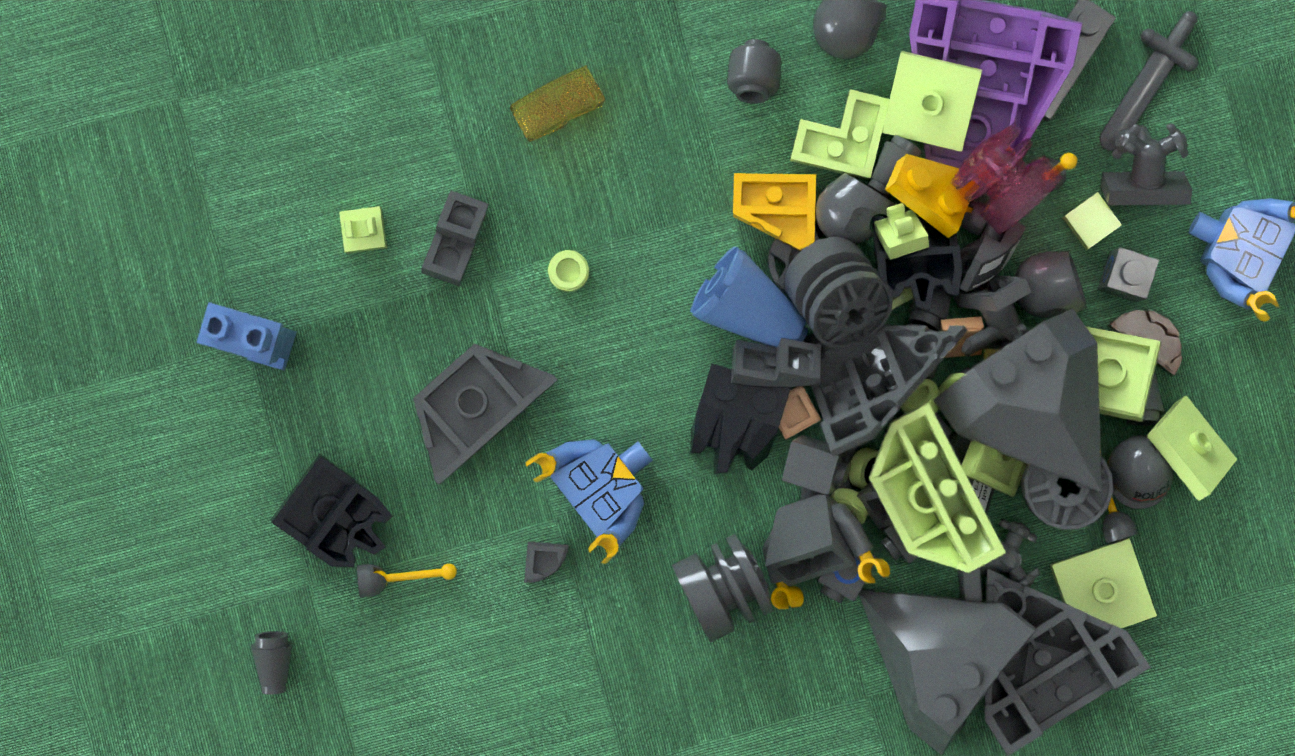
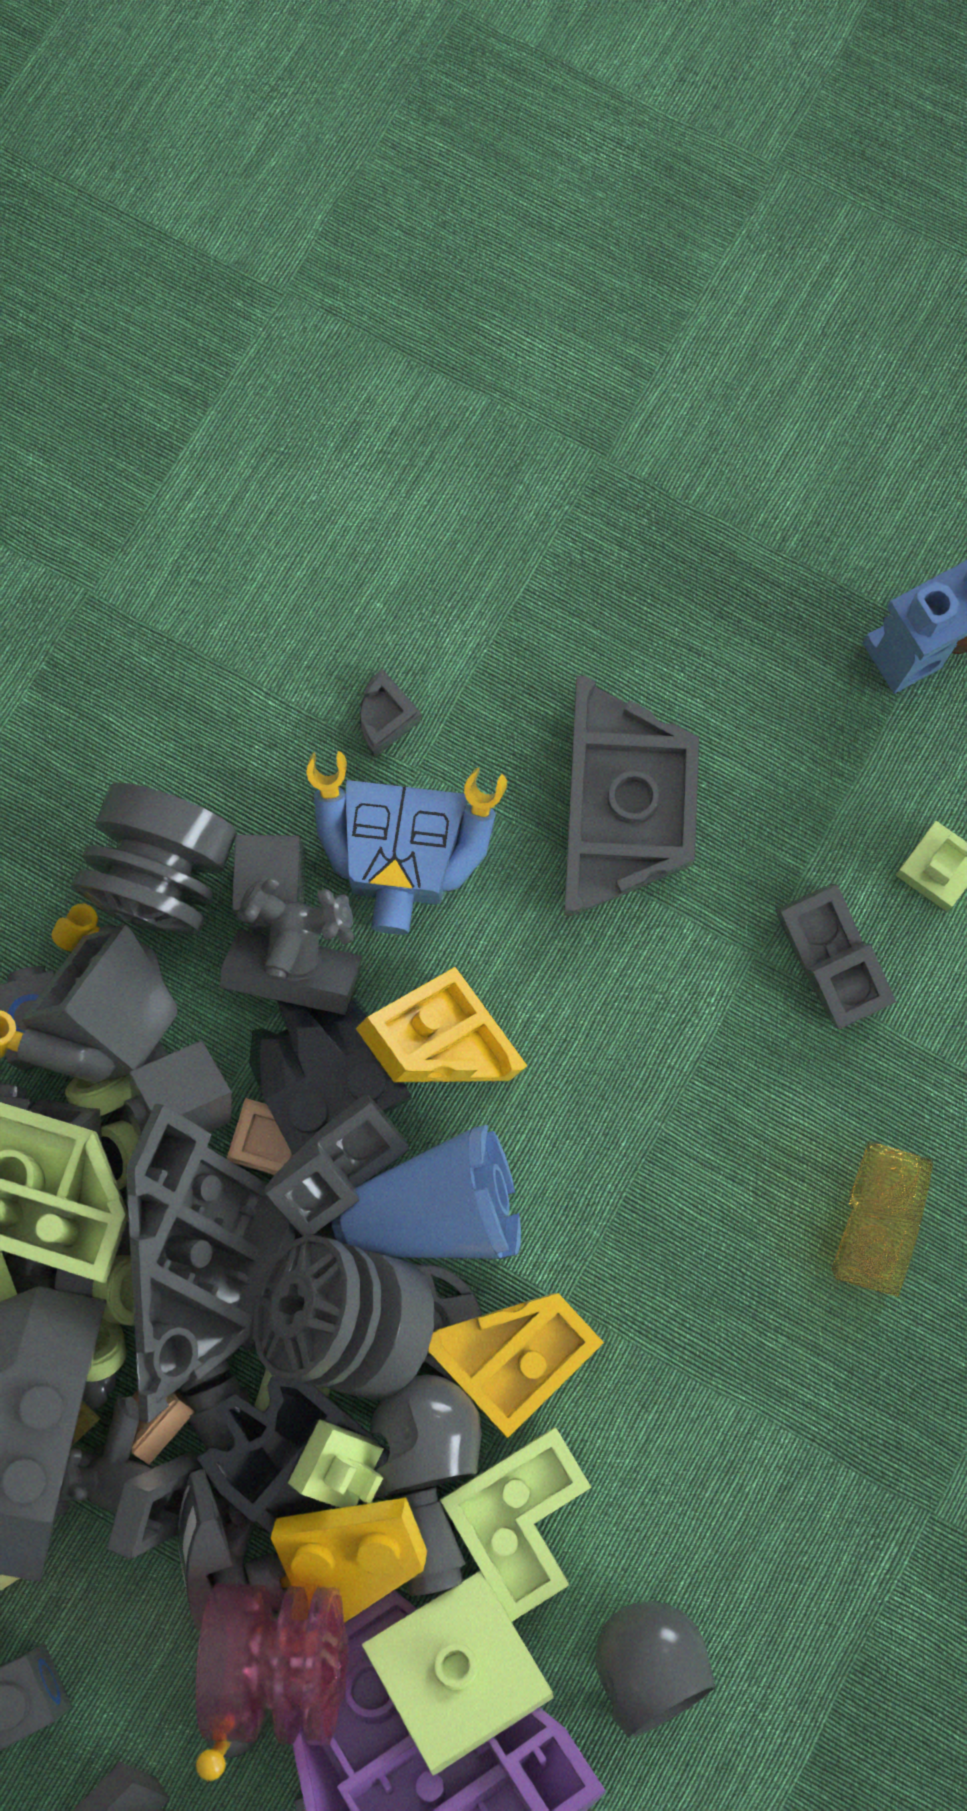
camera: 135 degrees right, 10 degrees down
(272, 660) = (563, 344): dark grey cone -> none
(332, 514) = (656, 540): black plate -> none
(373, 578) = (545, 519): hinge -> none
(568, 271) = (675, 1045): yellowish green tile -> none
(671, 377) = (440, 1036): none -> yellow wing
(679, 528) = (268, 857): none -> dark grey brick
(703, 480) = (289, 960): none -> dark grey piece
(754, 71) = (701, 1489): dark grey head -> none
(1052, 283) = (99, 1590): dark grey helmet -> none
(1092, 221) = (126, 1722): yellowish green tile -> none

